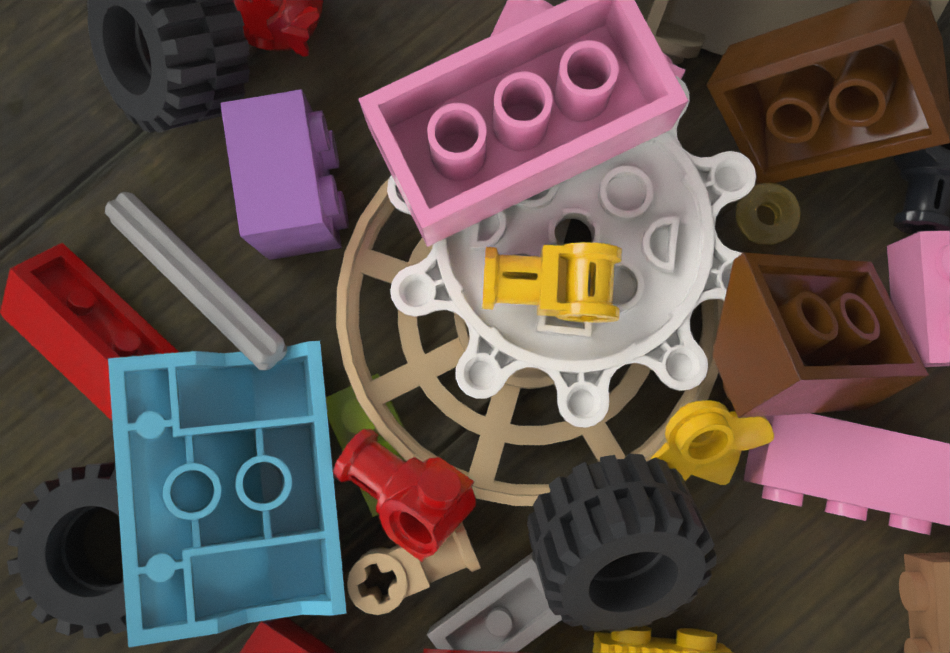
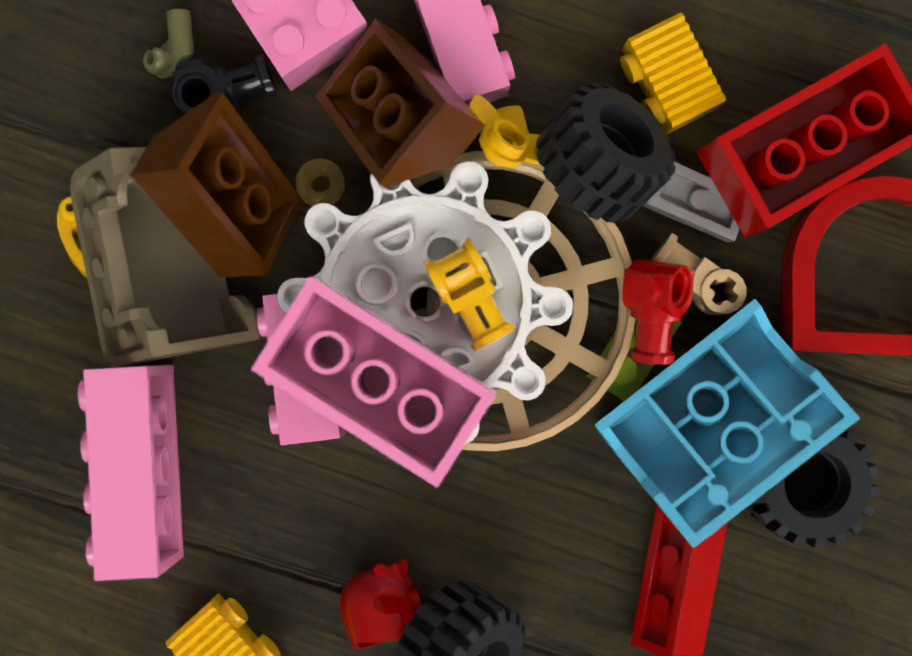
camera: 120 degrees left, 5 degrees up
(197, 281) = (602, 535): light grey axle -> none
(283, 175) = (499, 518): medium lavender brick -> none

